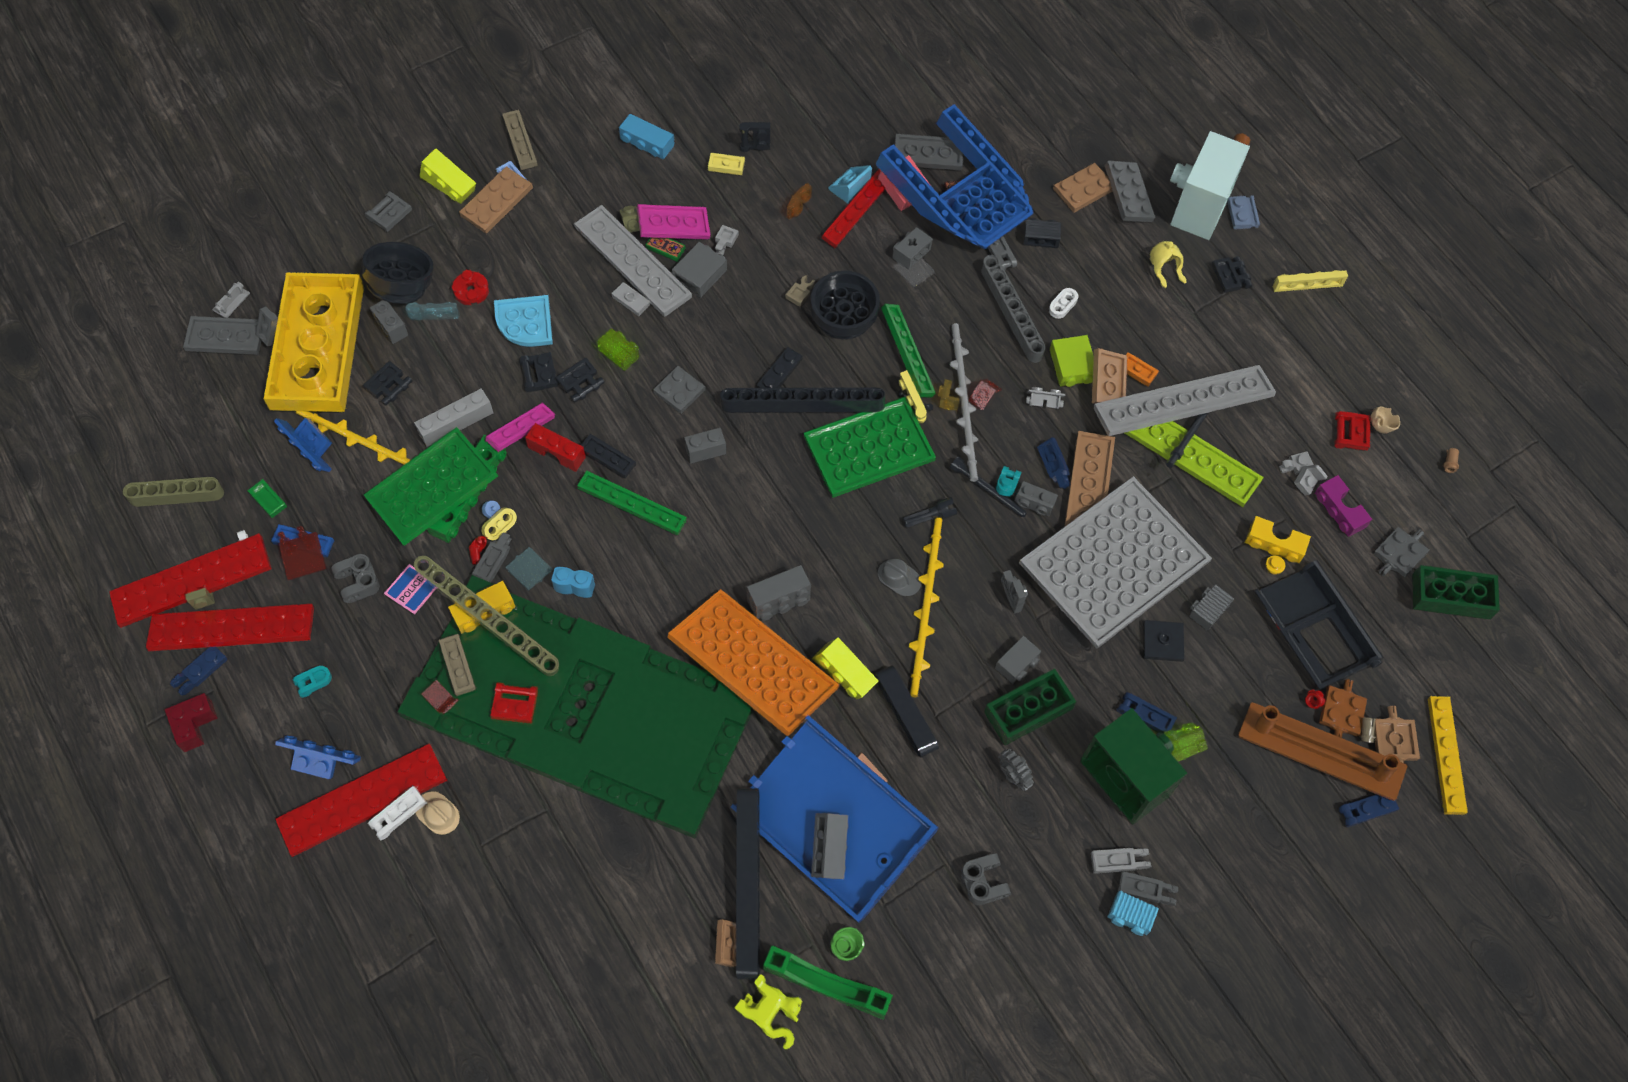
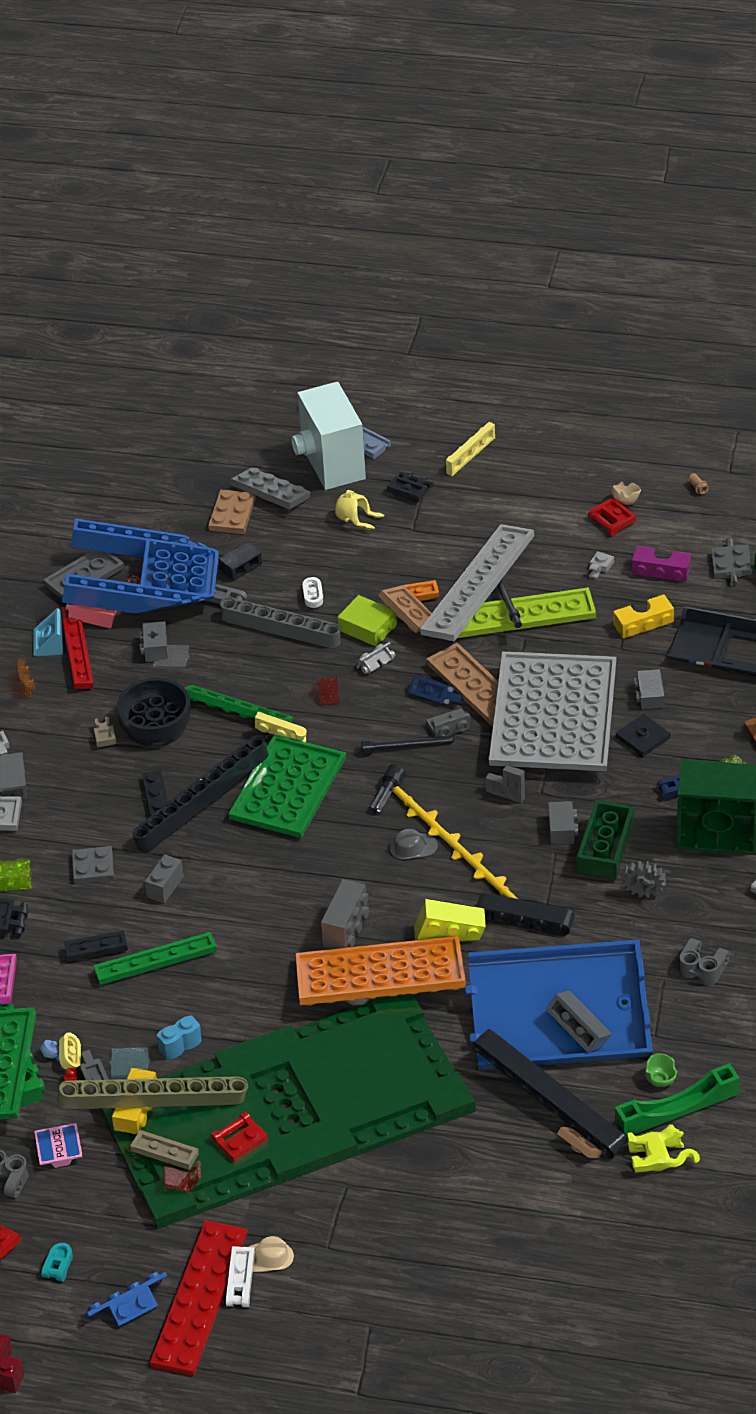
camera: 40 degrees left, 20 degrees down
(544, 440) = (34, 971): red arch -> none
(946, 401) = (304, 713): clear yellow bracket -> none
(967, 408) = (328, 707): light grey plant -> none
(1007, 486) = (415, 727): teal plate -> none
(1275, 565) = (660, 633): yellow plate -> none
(1308, 478) = (618, 563): light grey bracket -> none

